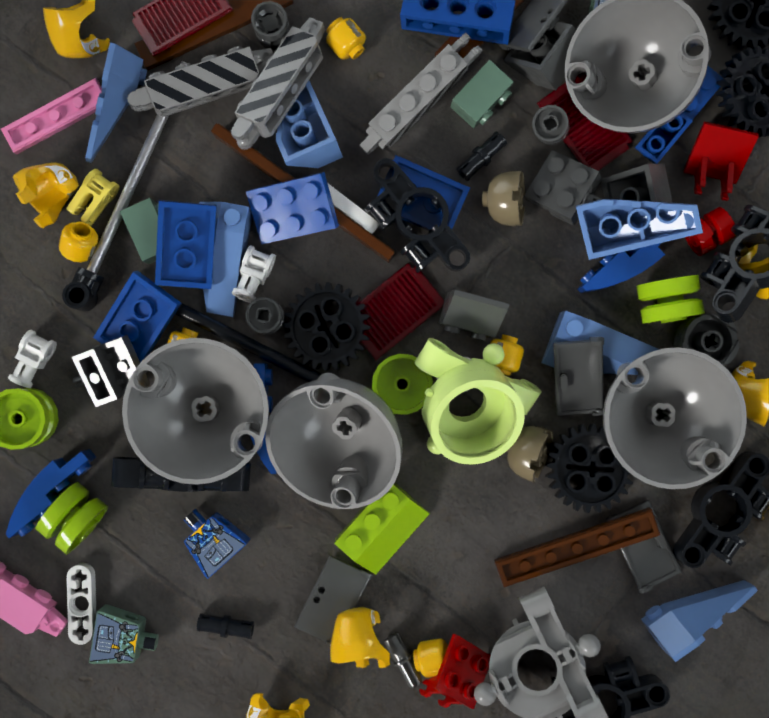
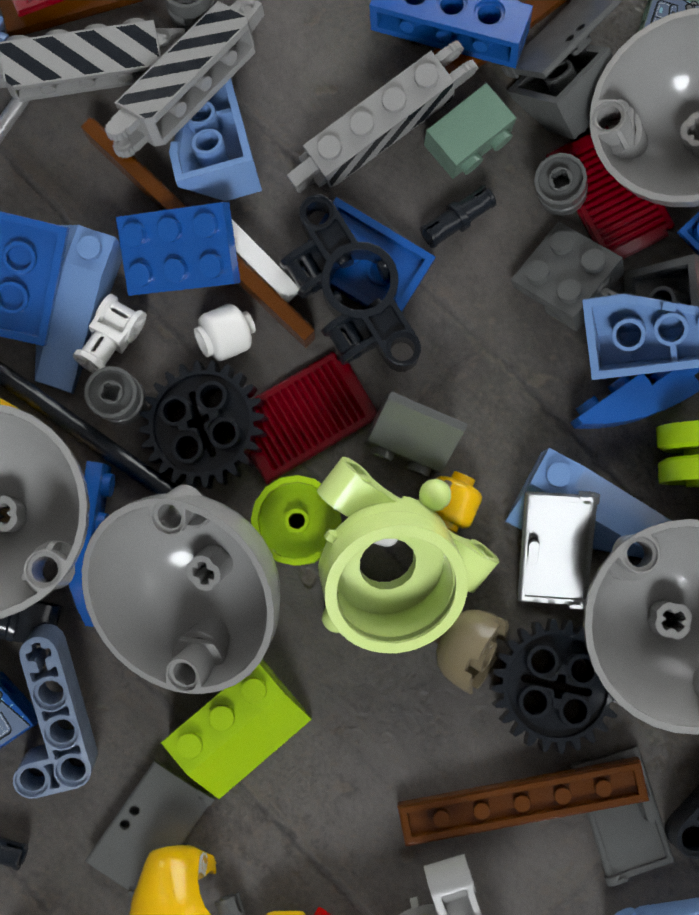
camera: 10 degrees right, 5 degrees down
(257, 531) = (50, 707): none -> sand blue beam
(332, 261) = (224, 332): none -> white head
(345, 38) = (290, 30): yellow head -> none
(506, 198) = (484, 278): dark tan cylinder -> none

